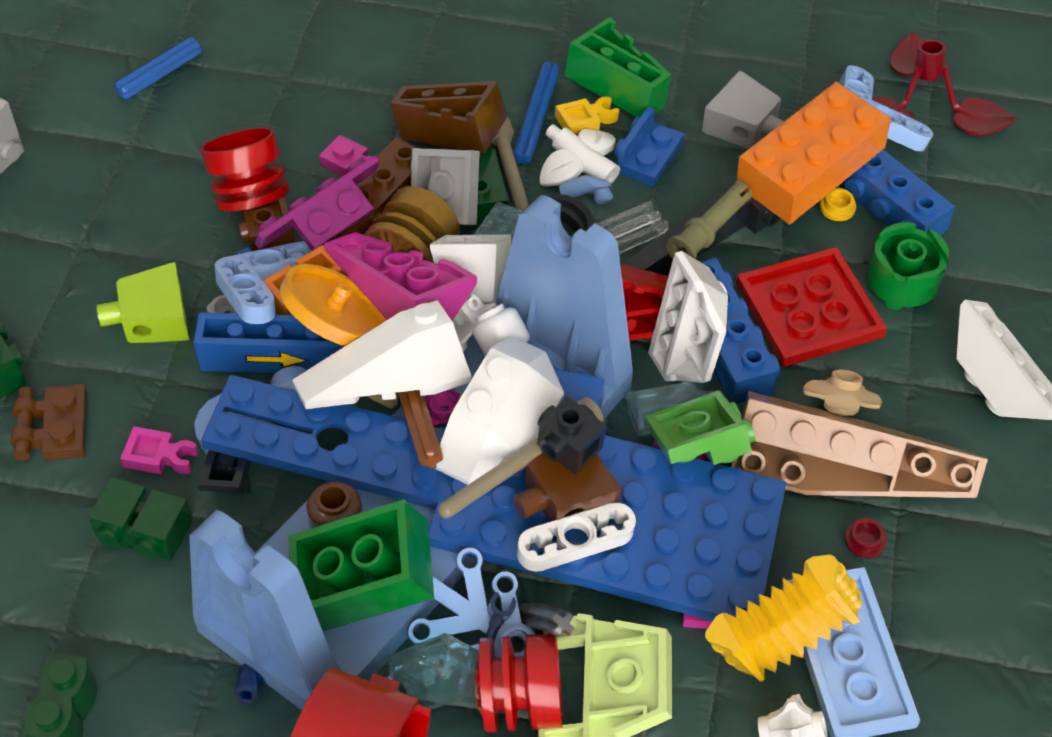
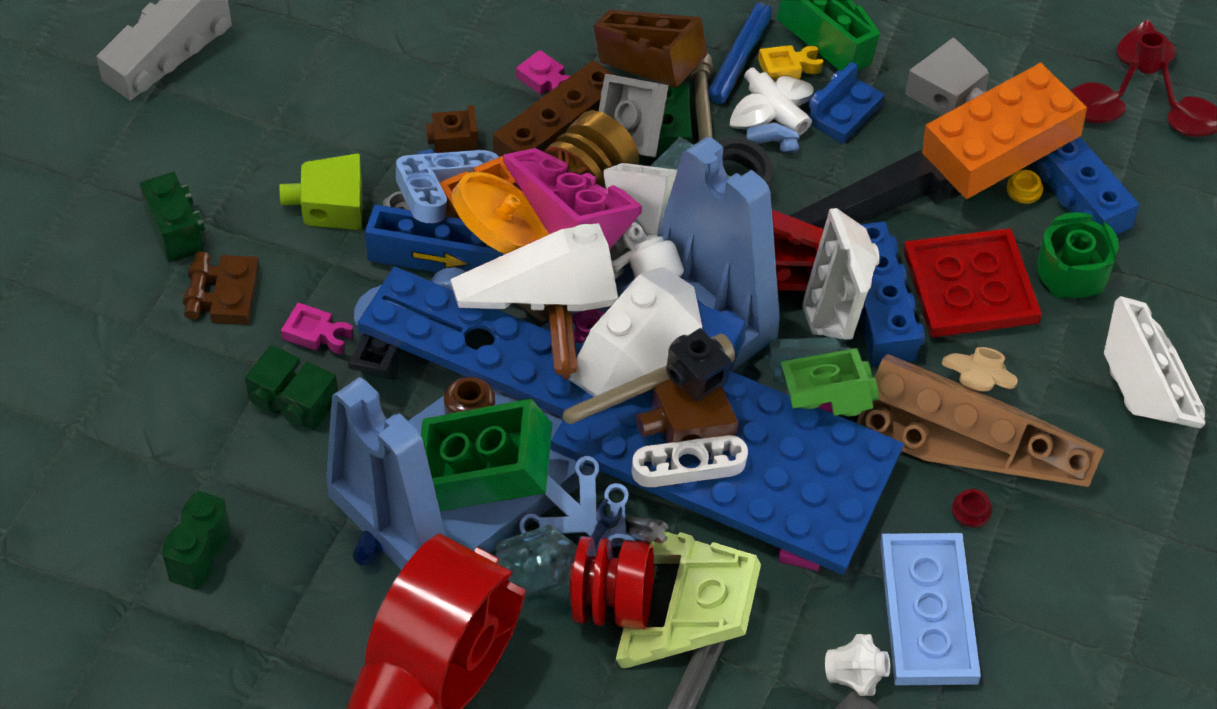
camera: 10 degrees right, 0 degrees up
(245, 169) = (440, 72): red wheel -> none
(327, 213) = (513, 125): magenta bracket -> none
(633, 219) = (805, 178): clear tile -> none
(701, 231) = (874, 193): olive pin -> none
(787, 619) = (872, 563): yellow piece -> none
(902, 128) = (1100, 114): light blue beam -> none

